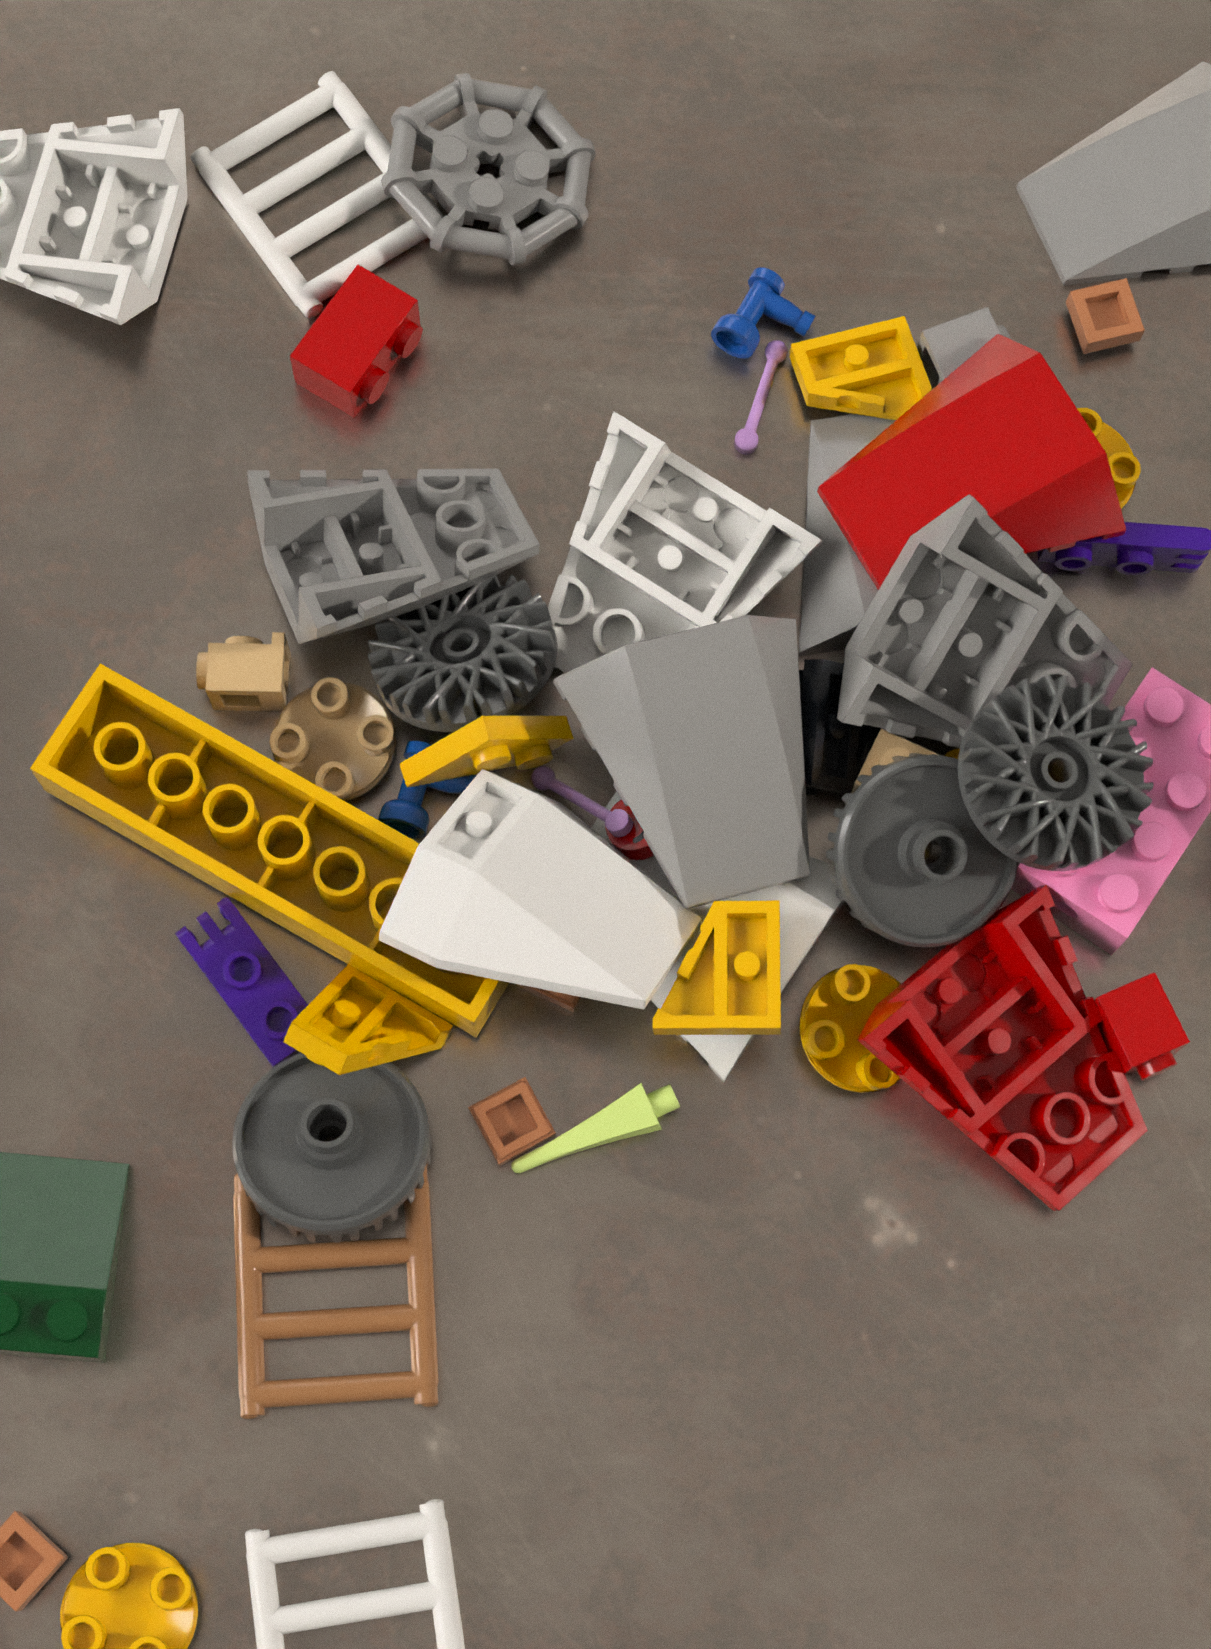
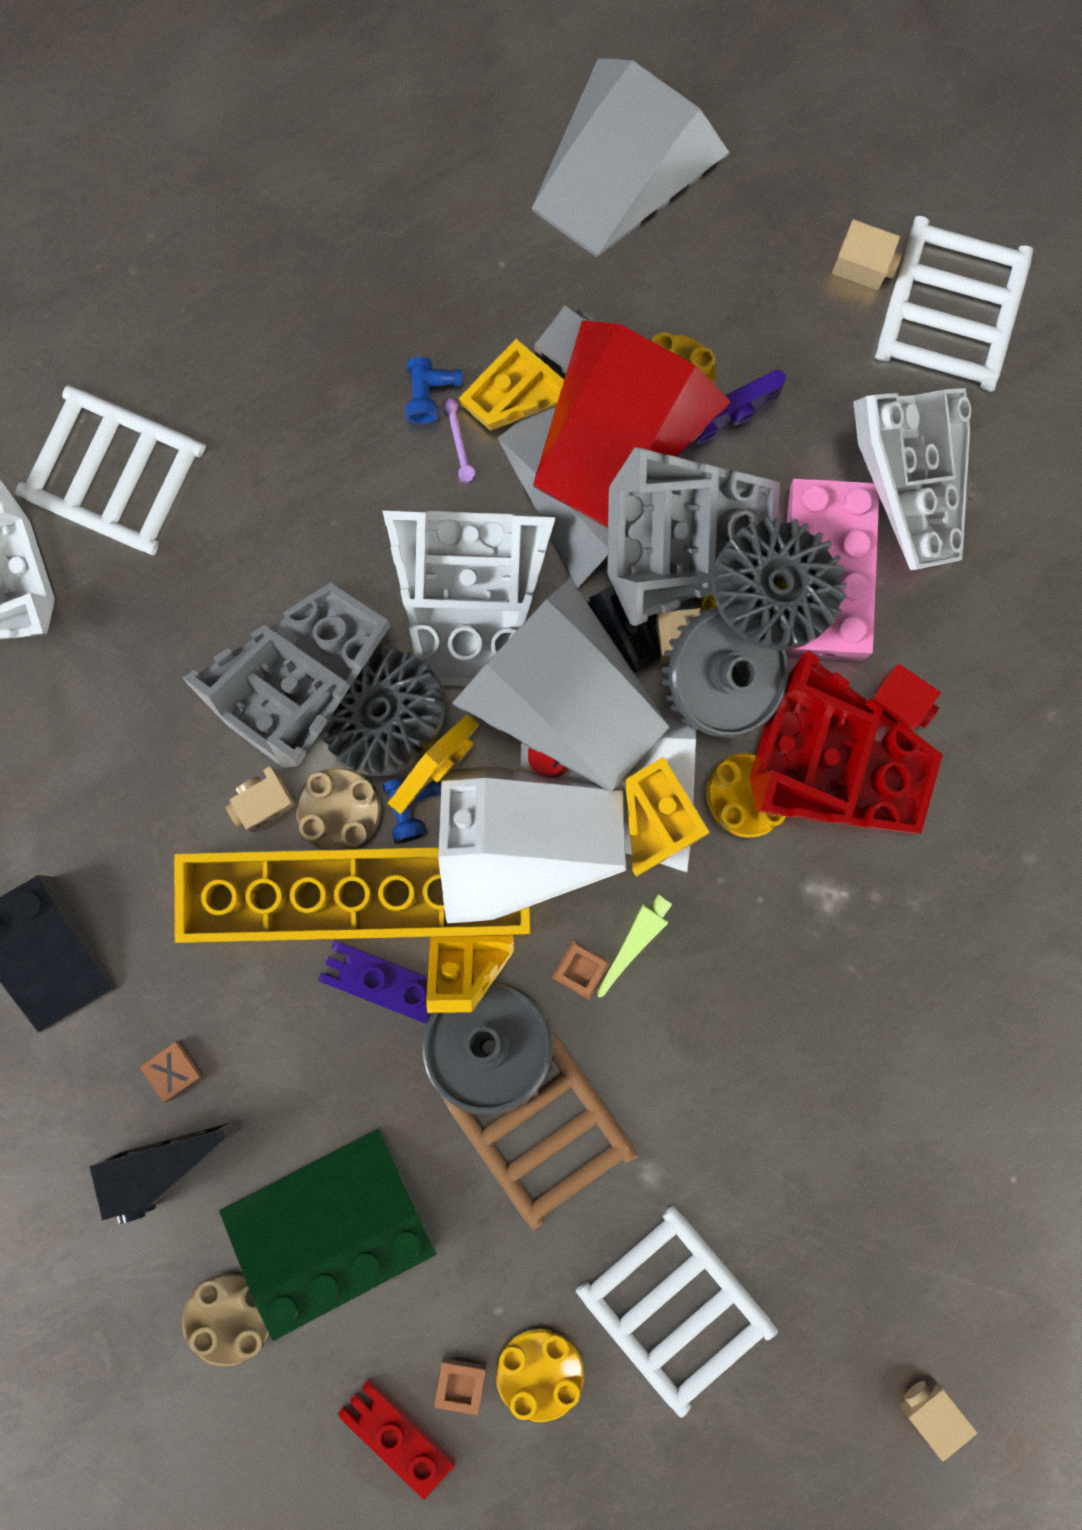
camera: 25 degrees left, 10 degrees up
(357, 342) = (195, 553): red brick -> none
(488, 140) = (198, 371): light grey plate -> none
(616, 821) = (536, 761): lavender hinge -> none
(1105, 316) = (635, 265): nougat plate -> none

